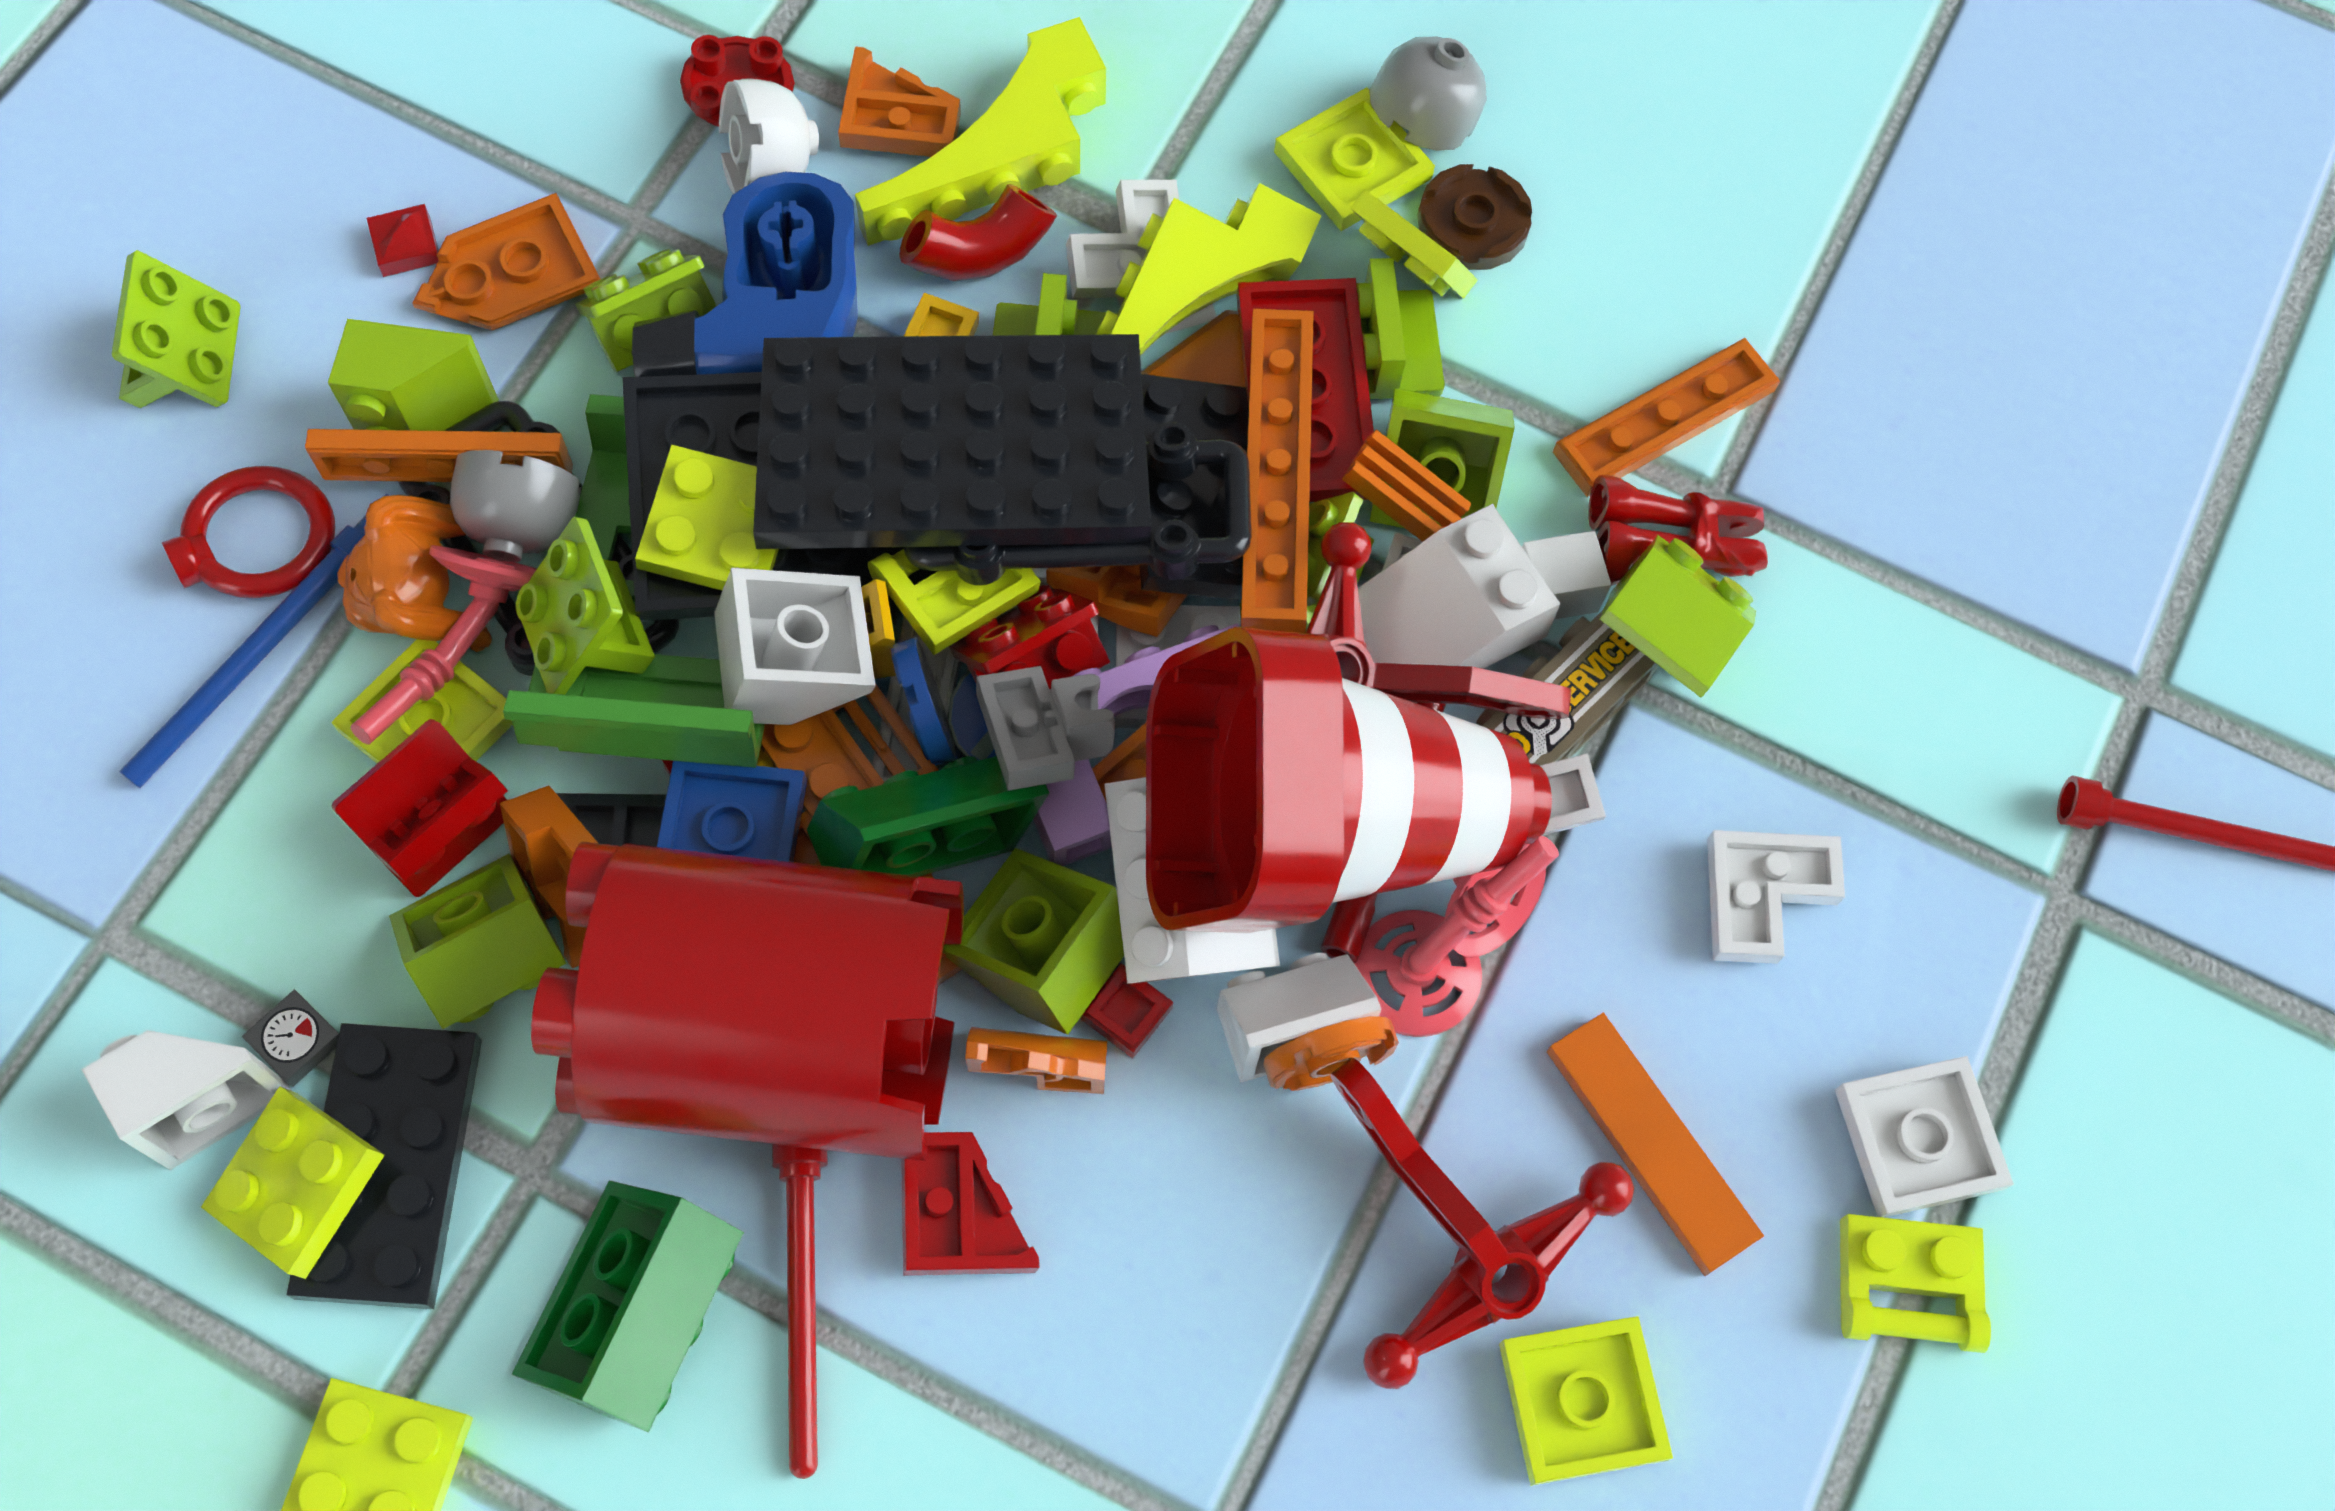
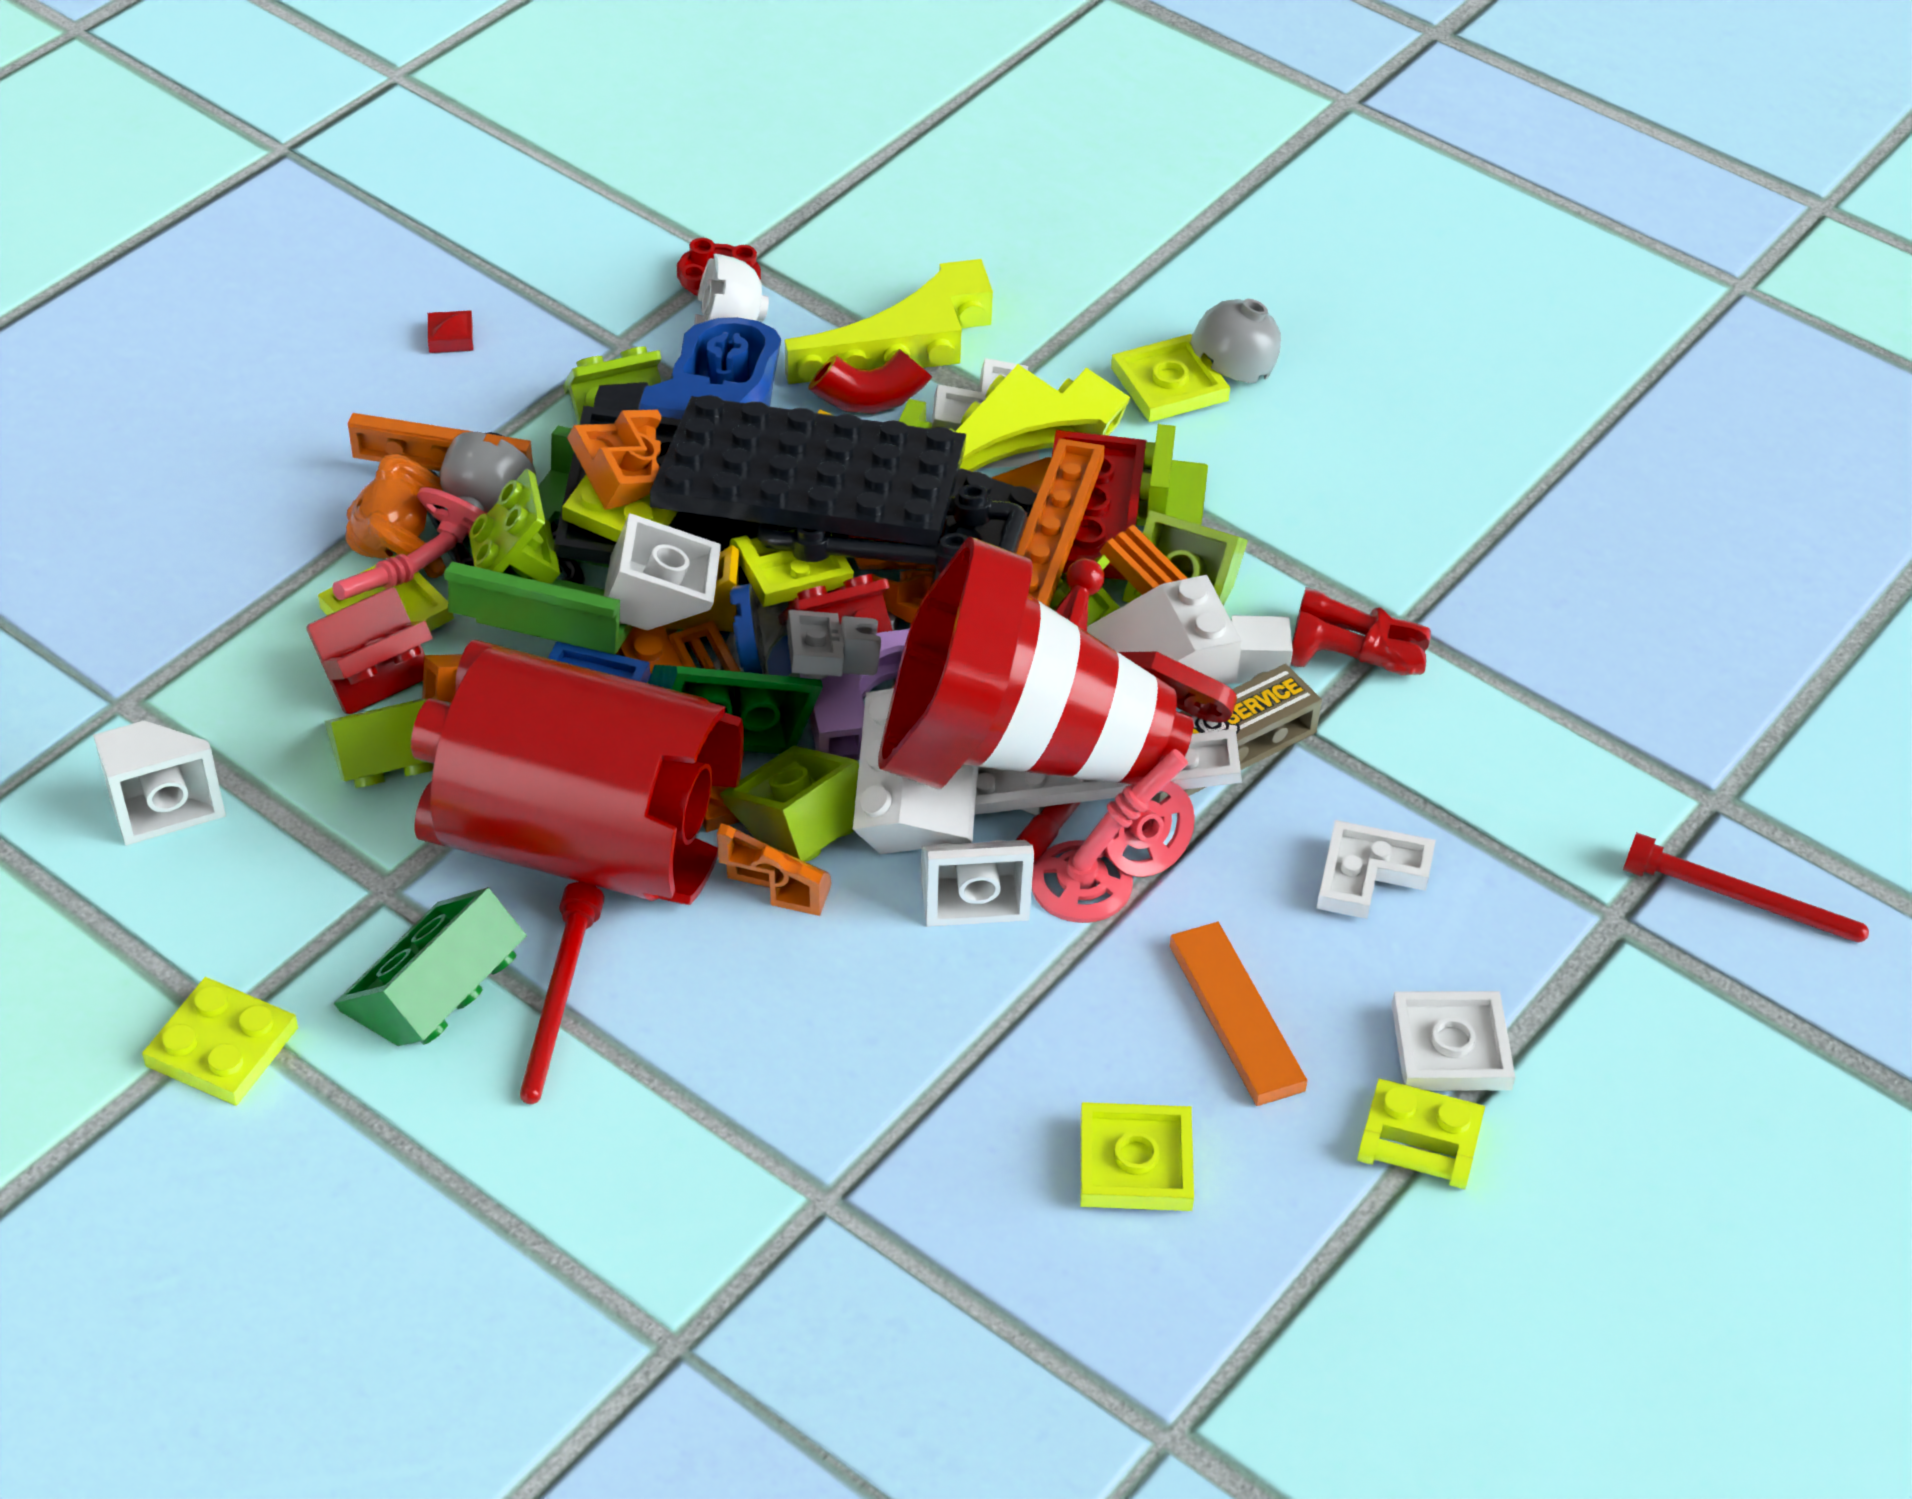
camera: 15 degrees right, 20 degrees down
(173, 334) = (271, 356): lime bracket -> none
(195, 561) = (248, 490): red piece -> none
(242, 660) = (258, 559): blue bar -> none
(292, 1038) = (240, 778): tile -> none
(292, 1182) = (212, 851): neon yellow plate -> none
(407, 377) = (433, 391): lime slope -> none
(412, 1103) = (279, 865): black plate -> none
(508, 267) = (519, 356): orange tile -> none
(696, 471) = (619, 456): none -> orange slope
(895, 111) = (827, 303): orange wing -> none
(957, 1214) = (688, 959): red wing -> none
(1127, 1012) = (852, 864): red tile -> none
(1315, 1055) = (994, 896): orange tile -> none
(1399, 237) = (1196, 427): neon yellow plate -> none
(1467, 1295) = (1058, 1070): red piece -> none
(1476, 215) = (1256, 428): reddish brown tile -> none
(1666, 415) = (1377, 568): orange tile -> none
(1680, 613) = (1340, 672): lime slope -> none

